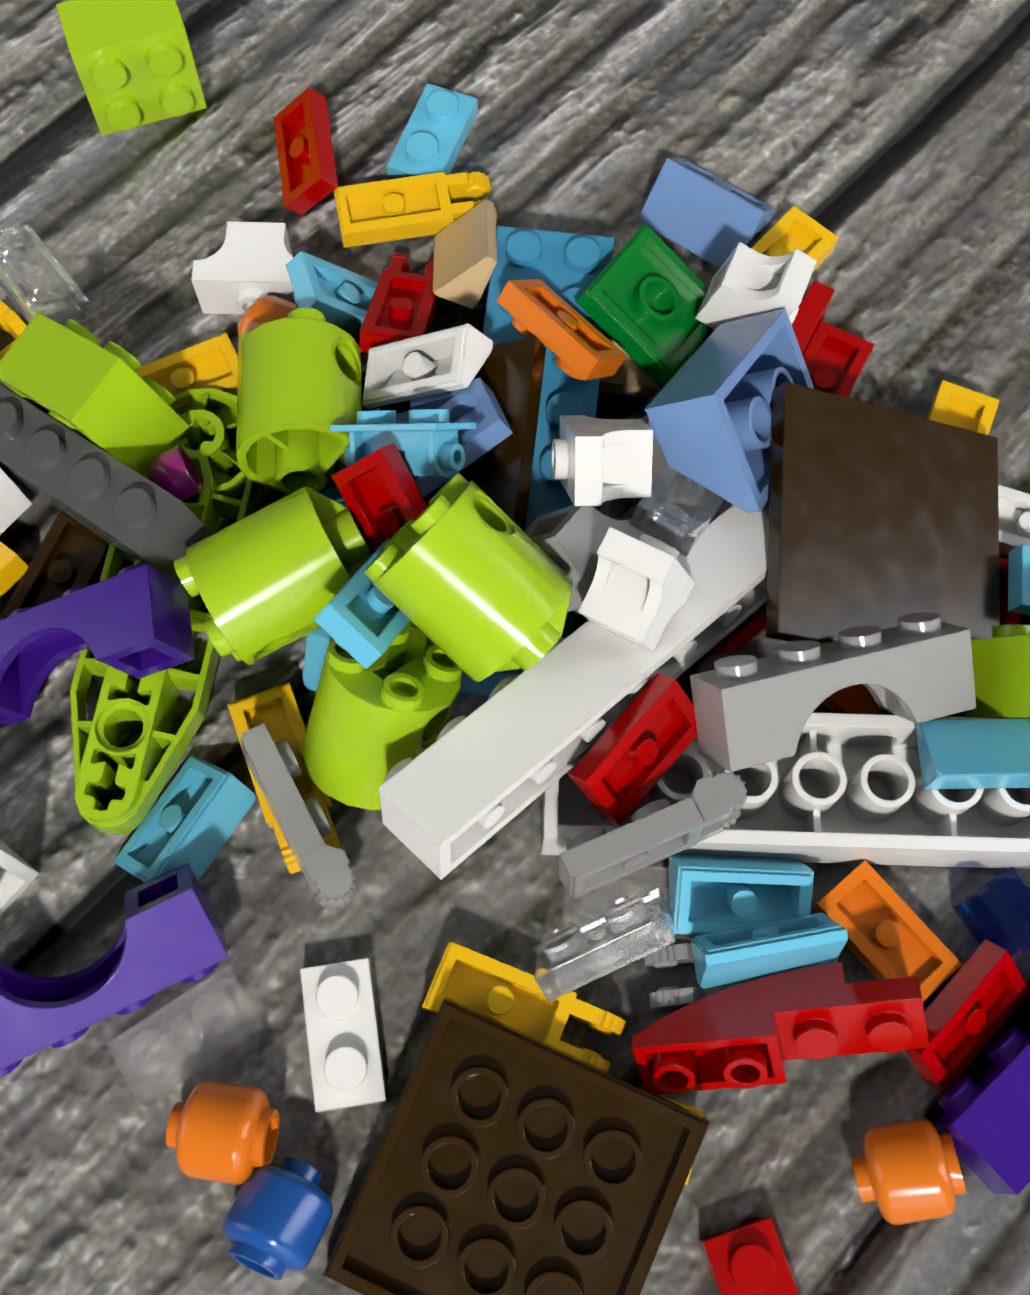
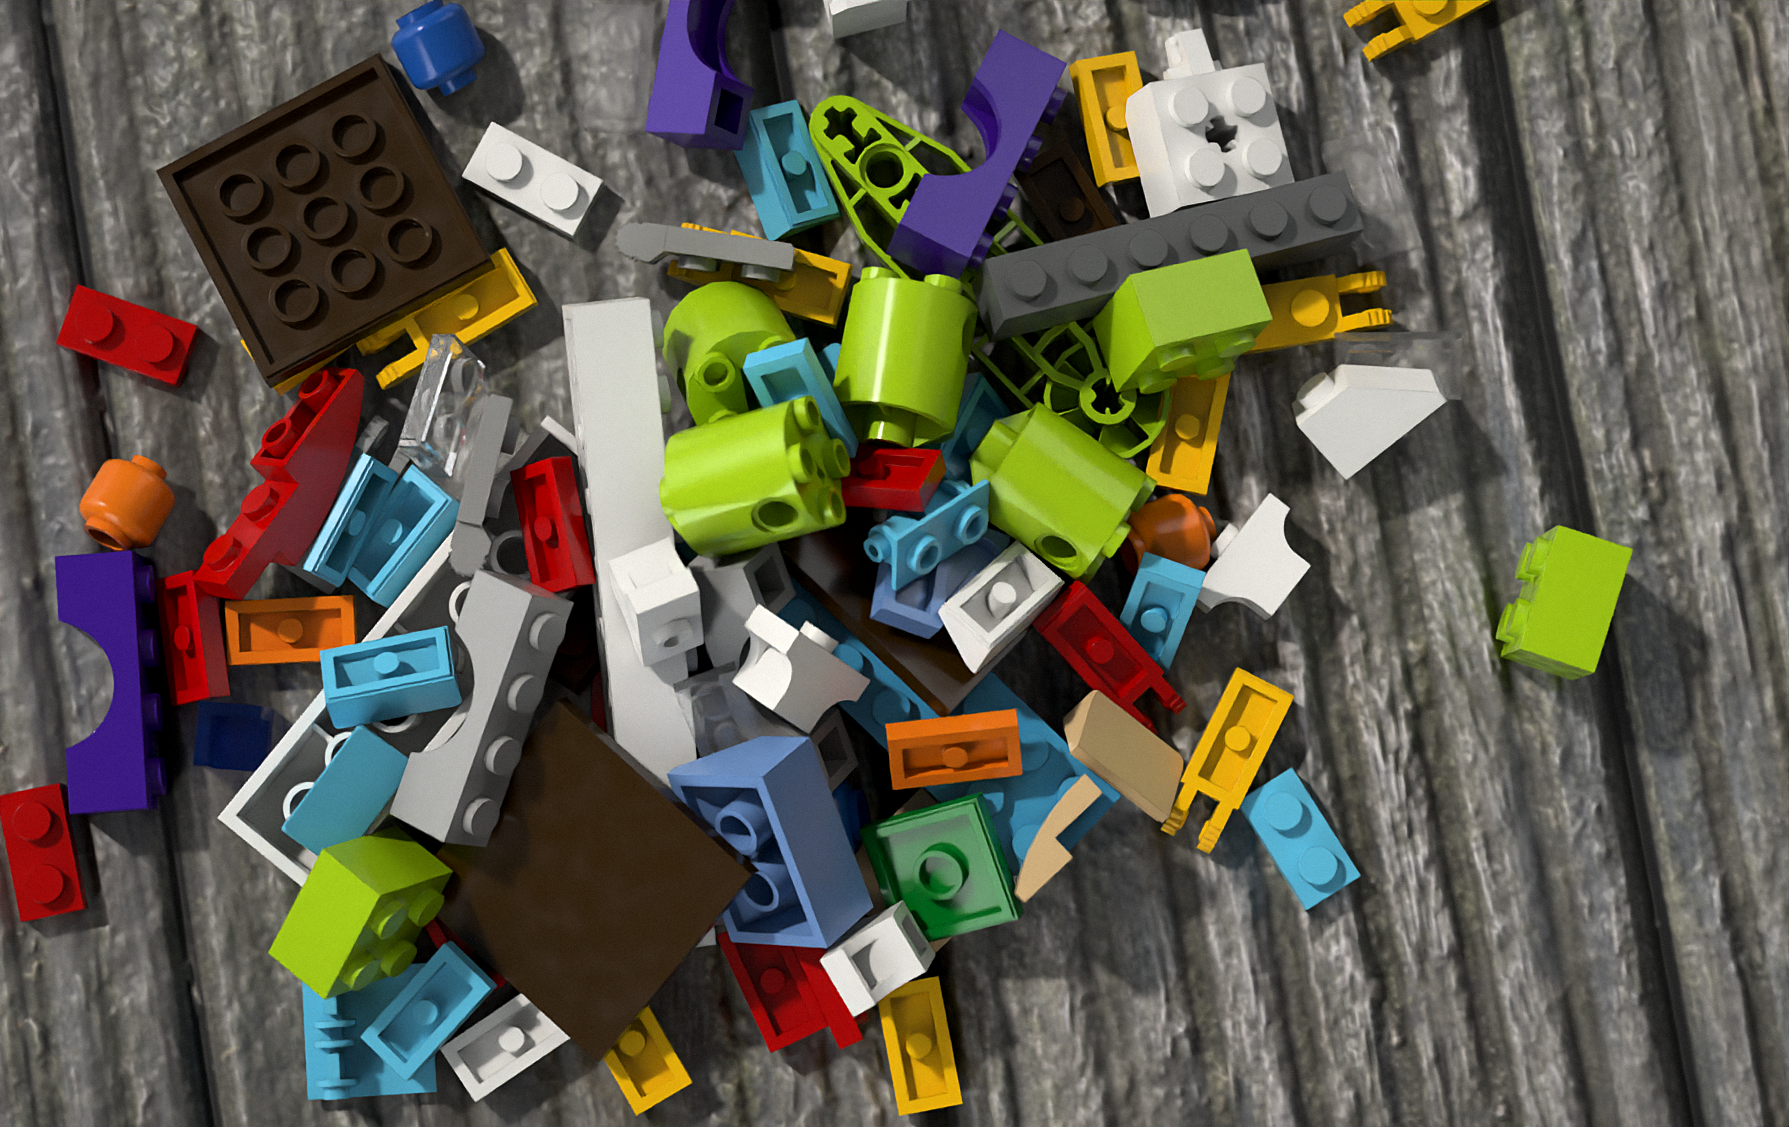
camera: 125 degrees right, 15 degrees up
(79, 260) = (1364, 410): none -> white slope
(175, 473) = (1068, 347): magenta hinge -> none
(223, 1132) = (524, 47): orange head -> none
(305, 152) = (1359, 701): red plate -> none
(592, 221) = (1045, 853): none -> tan slope
(703, 211) = (1023, 1028): medium blue panel -> none
(868, 798) = (390, 677): none -> medium azure slope

